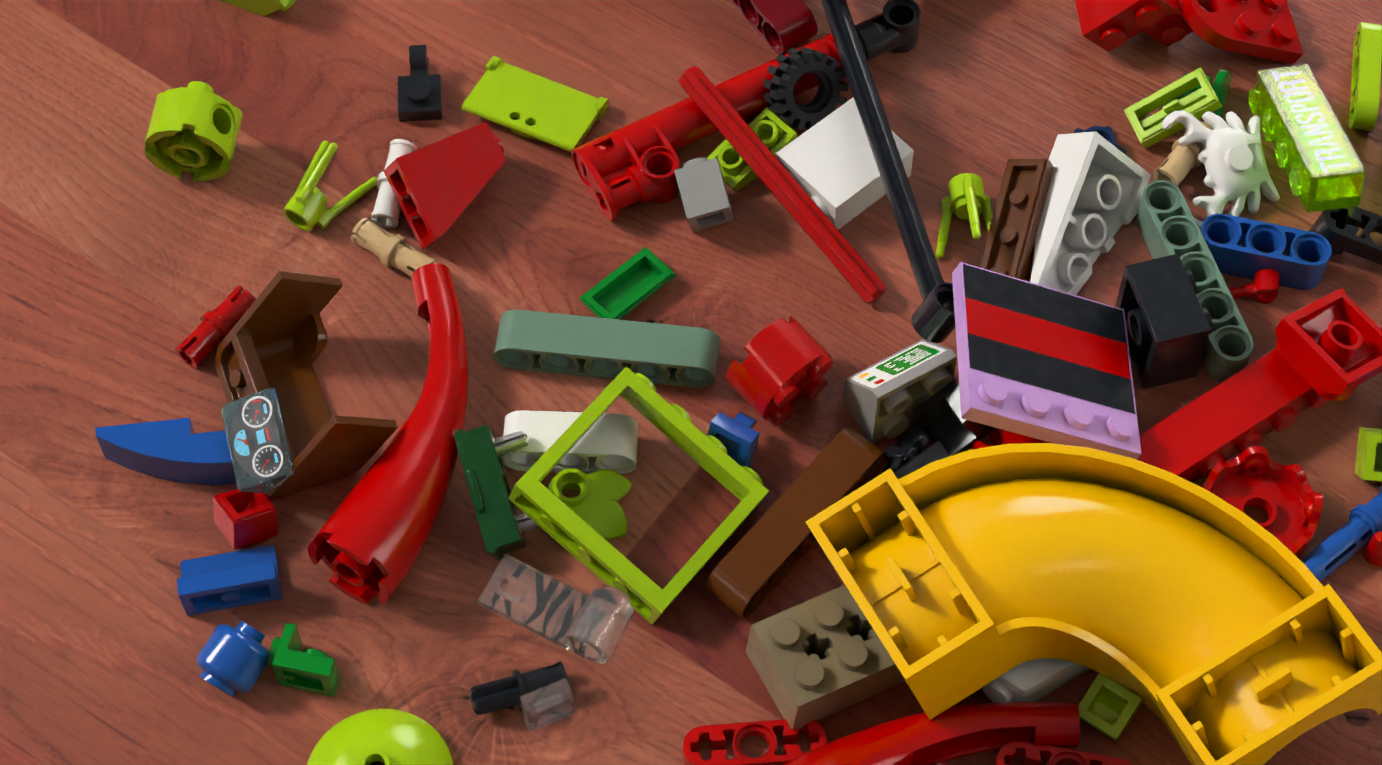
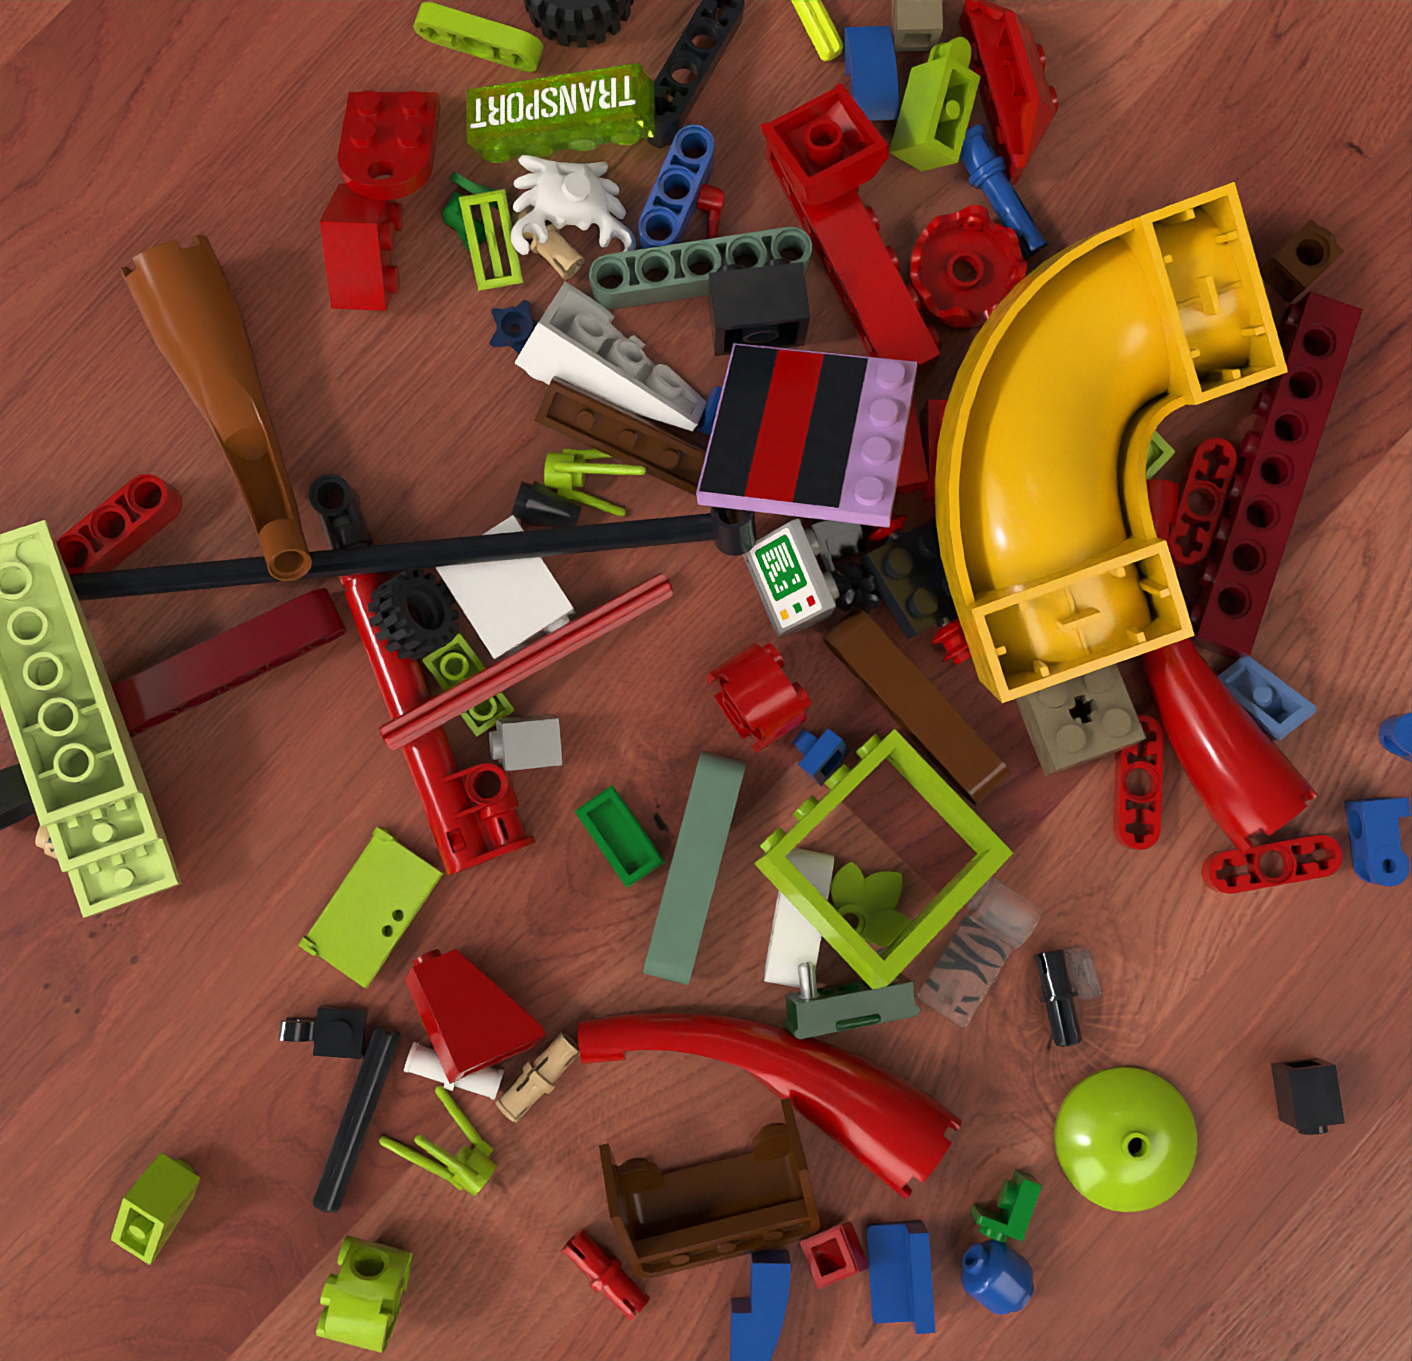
camera: 85 degrees left, 25 degrees up
(257, 442) = (775, 1244): slope -> none
(344, 118) = (356, 1119): none -> black axle
(929, 182) = (543, 507): none -> black cone

